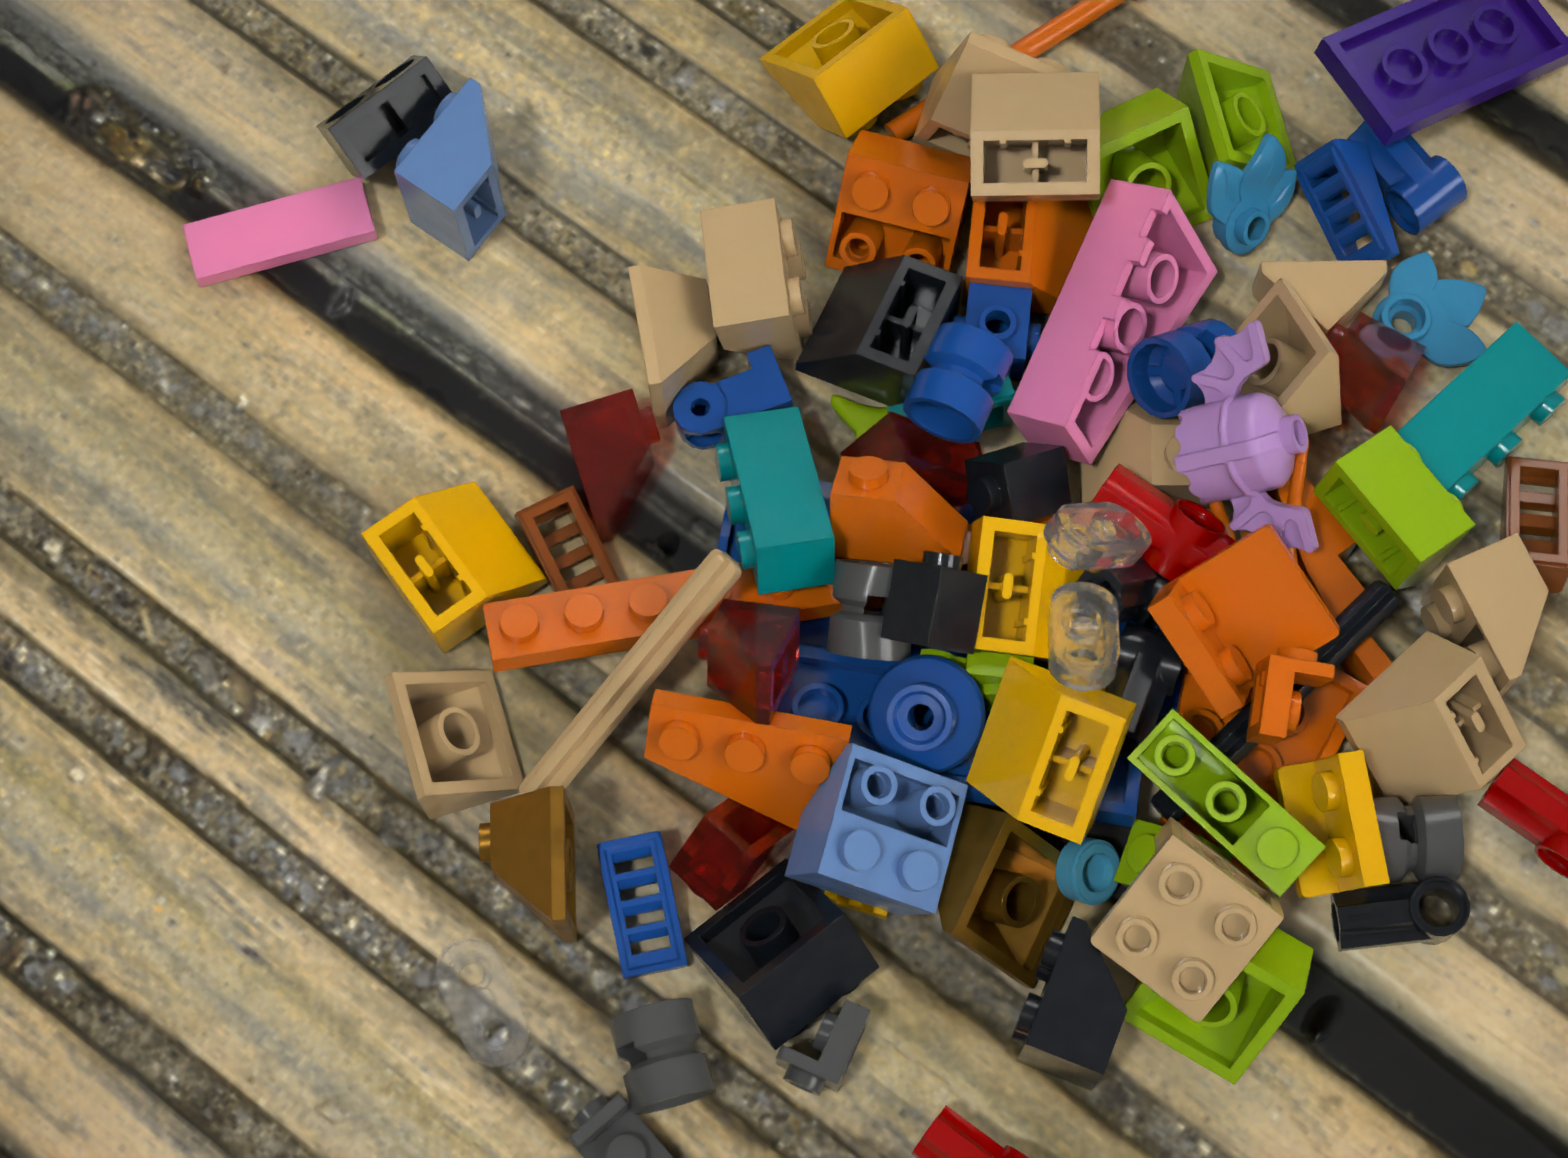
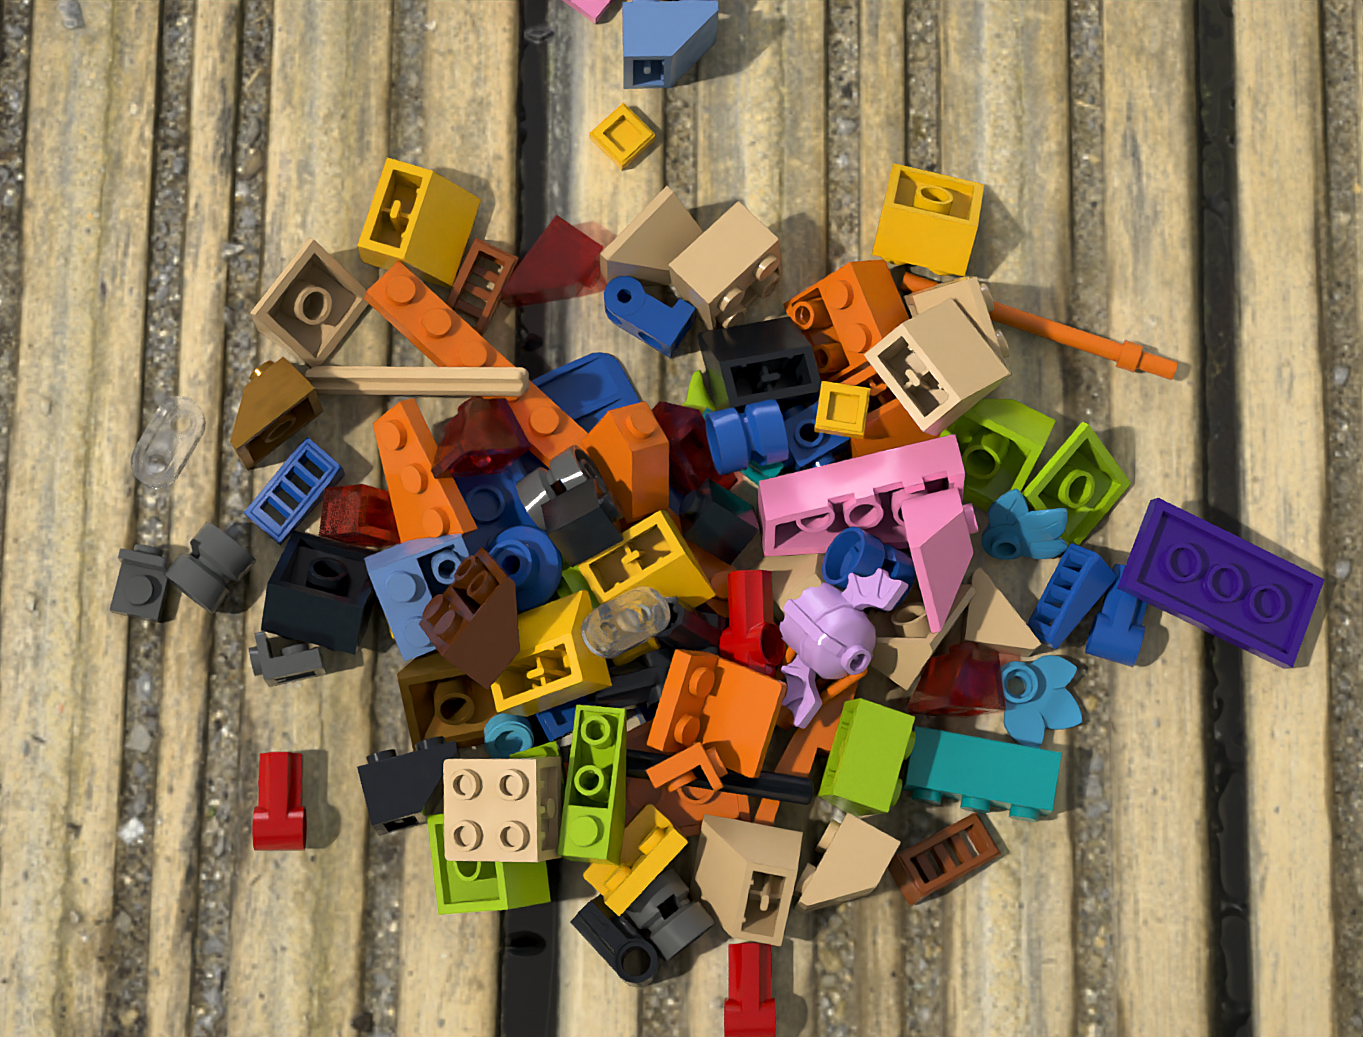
camera: 45 degrees right, 5 degrees up
(520, 295) = (622, 136): none -> yellow tile
(776, 501) = (593, 382): teal brick -> none
(964, 785) = (476, 619): none -> reddish brown slope
(1001, 270) = (842, 410): none -> yellow tile
(1095, 536) = (702, 587): clear plate -> none
(1227, 276) = (939, 547): none -> bright pink slope

